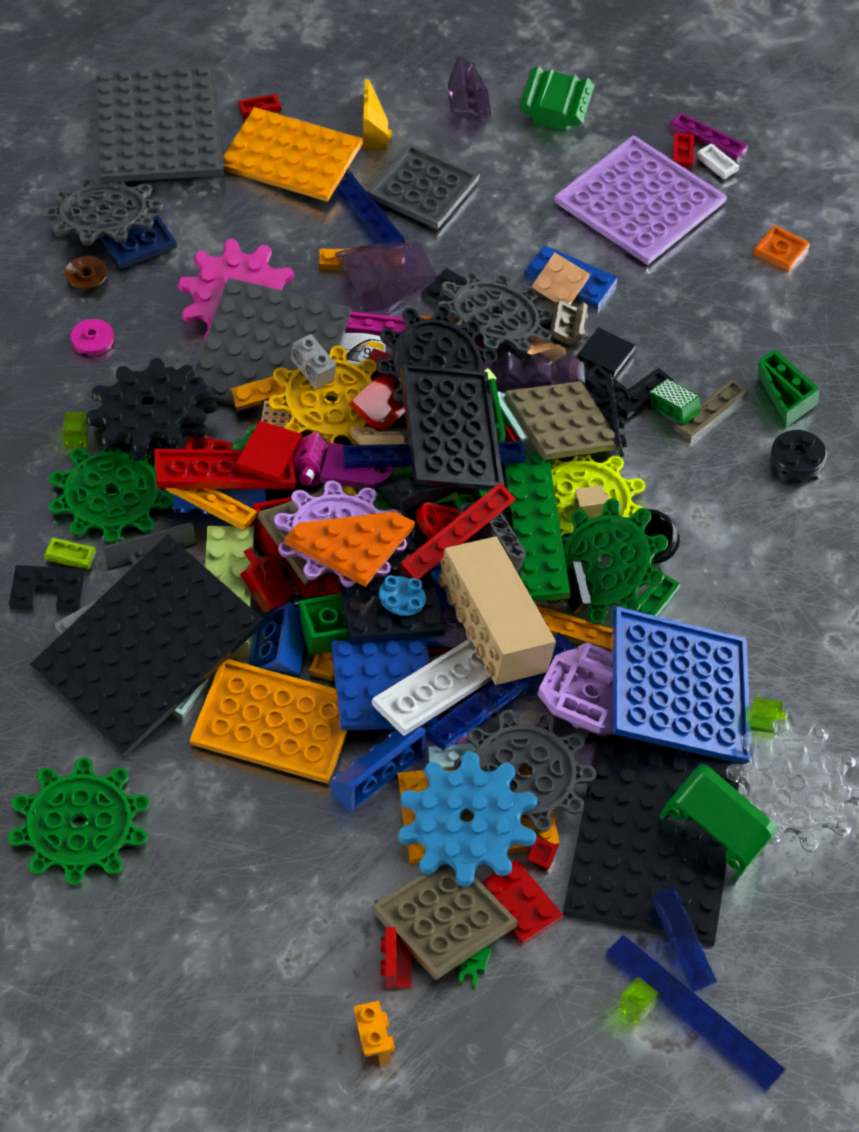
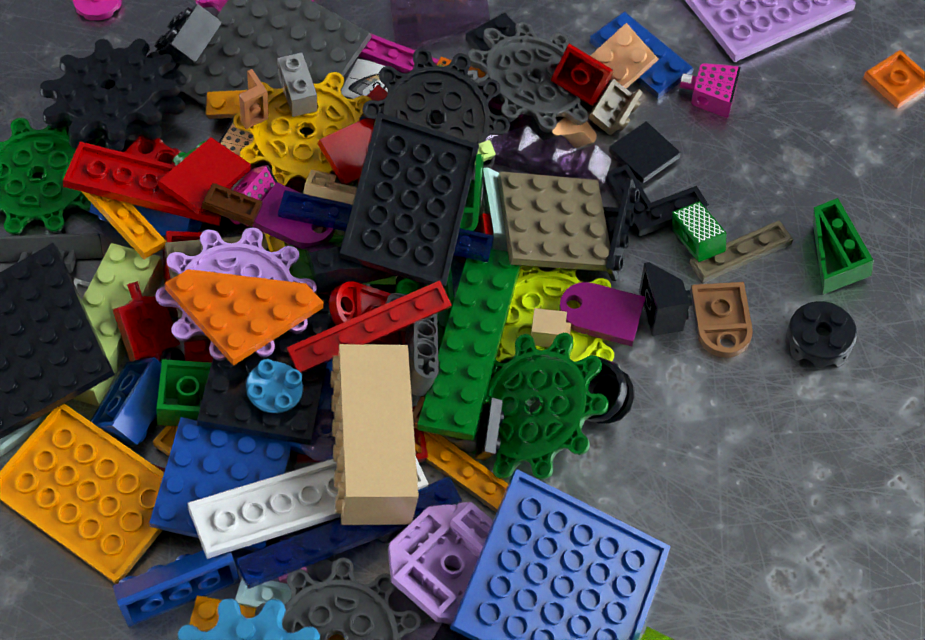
camera: 20 degrees right, 5 degrees up
(75, 429) = (27, 97): clear neon green brick -> none
(195, 345) = (188, 35): none -> slope
(287, 379) = (253, 102): none -> nougat panel
(304, 467) = (232, 204): none -> reddish brown plate
(536, 300) = (581, 74): none -> red slope
(627, 480) = (603, 312): none -> magenta tile
(640, 288) = (713, 87): none -> dark pink torso
(657, 597) = (580, 468): green plate -> none
(669, 459) = (665, 300): none -> black slope
(715, 461) = (721, 314): none -> medium nougat tile

